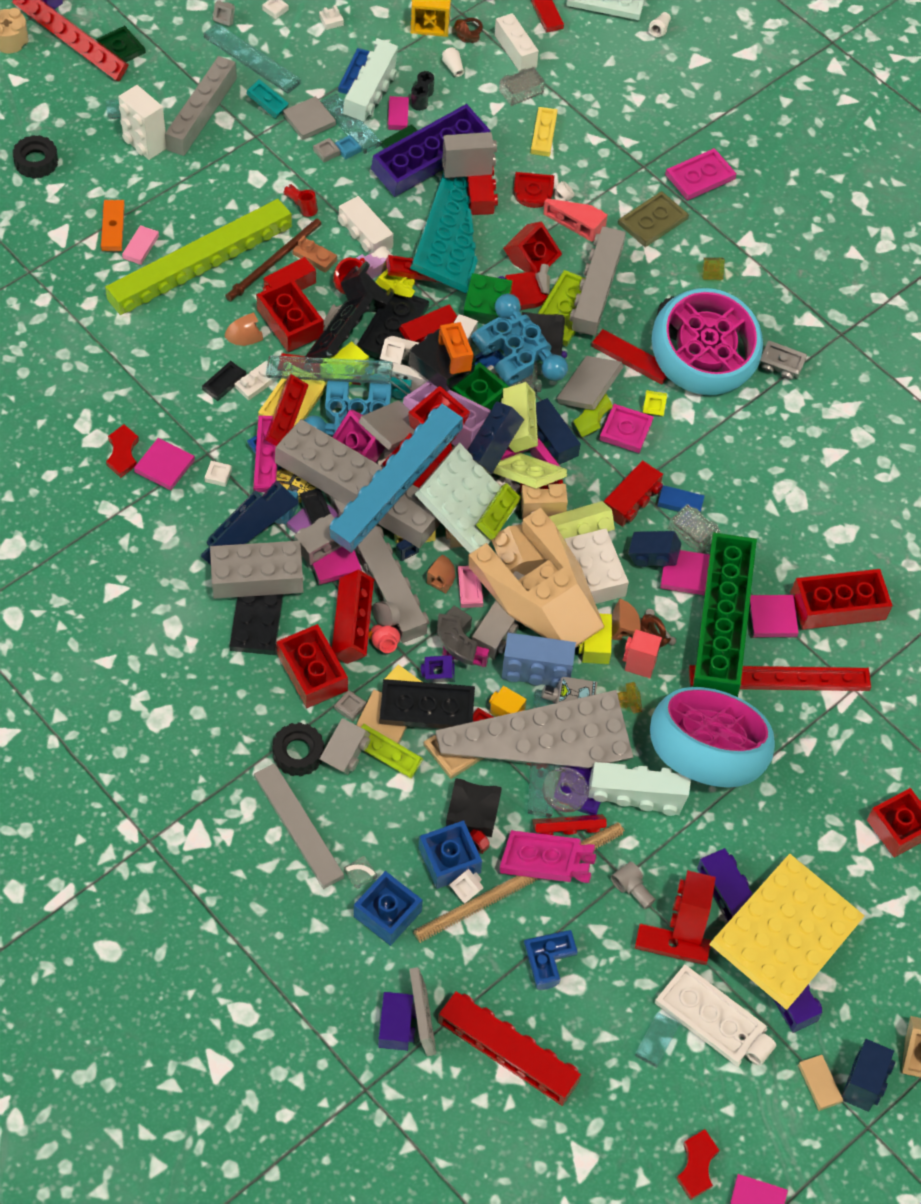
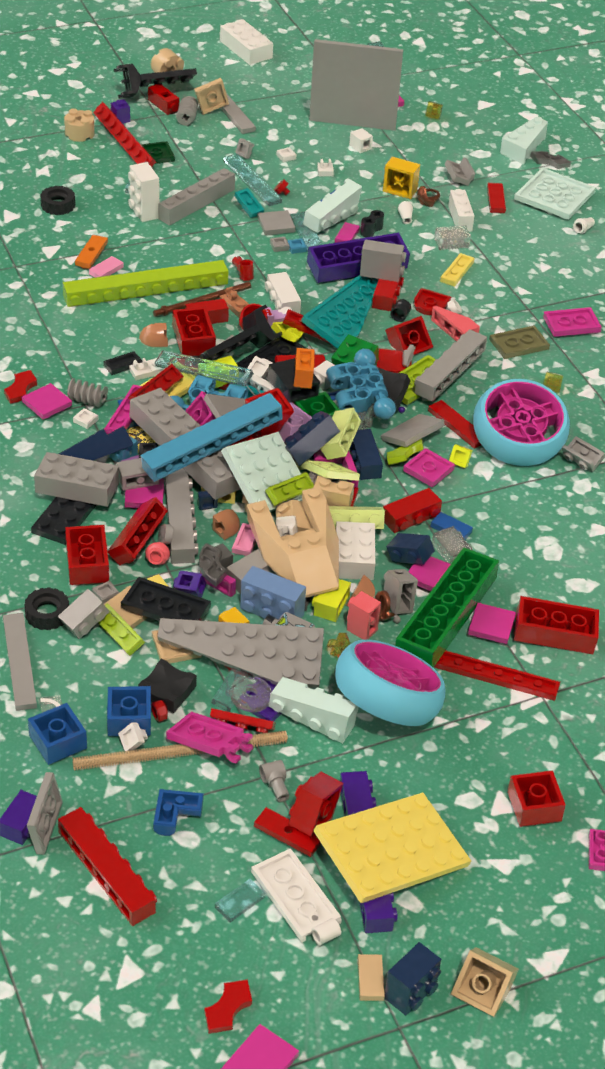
camera: 20 degrees right, 15 degrees down
(207, 439) = (87, 394): none -> light grey piece
(293, 62) = (281, 187): none -> red tile
(507, 212) = (400, 310): none -> black wheel
(519, 565) = (286, 525): none -> white tile
(666, 604) = (401, 590): none -> light grey torso

